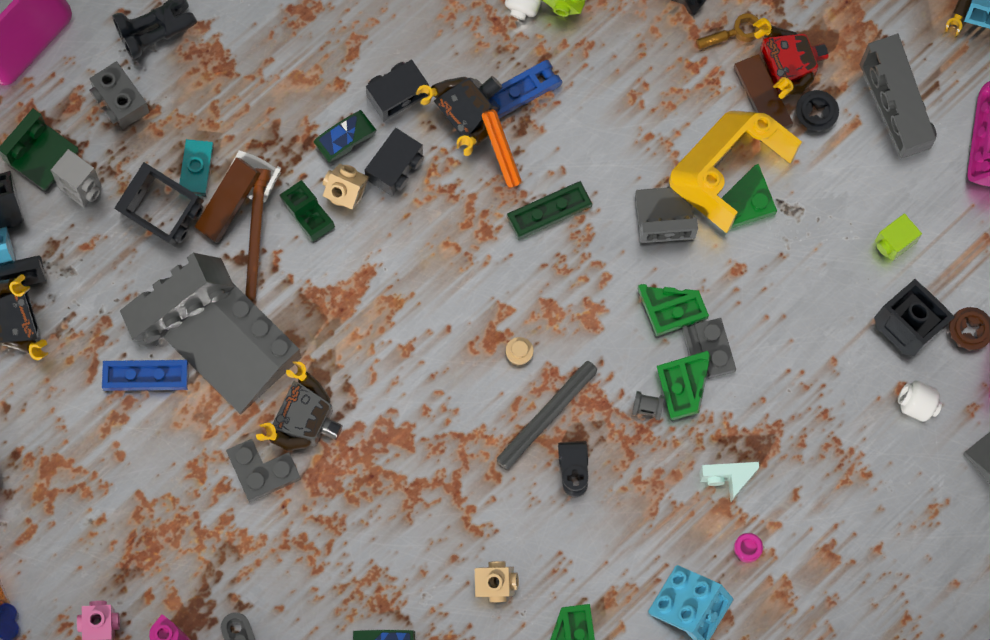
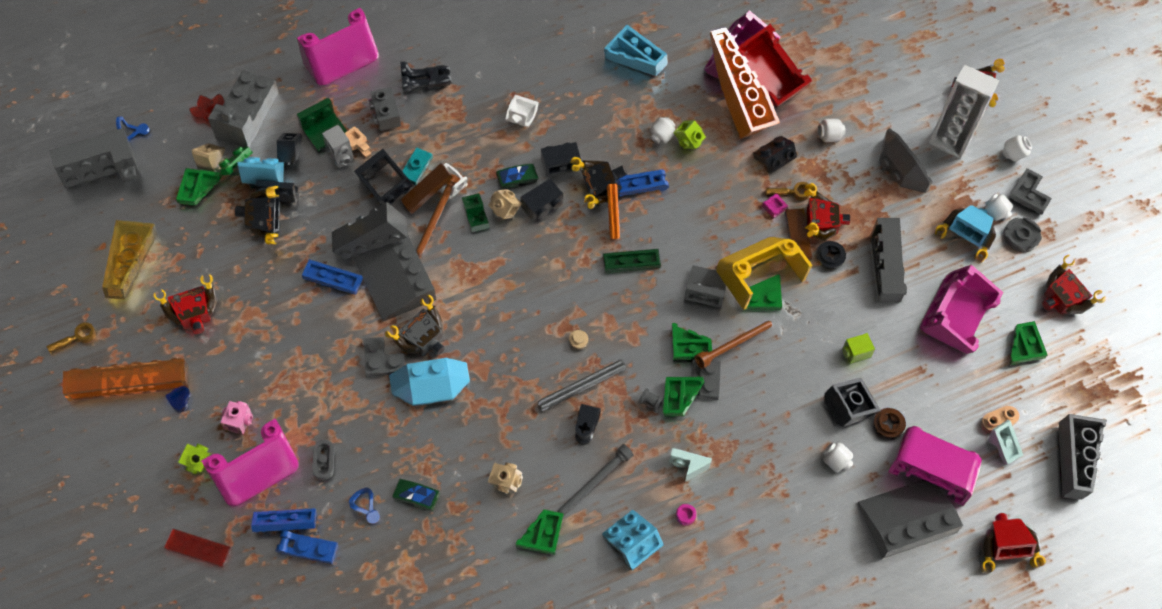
camera: 20 degrees right, 10 degrees down
(97, 157) = (358, 140): none -> light nougat plate
(315, 33) = (521, 111): none -> white piece
(340, 482) = (429, 381): none -> medium azure wedge
(637, 495) = (623, 454): none -> dark grey piece
(700, 324) = (704, 359): none -> dark orange piece
(717, 62) = (774, 205): none -> dark pink tile

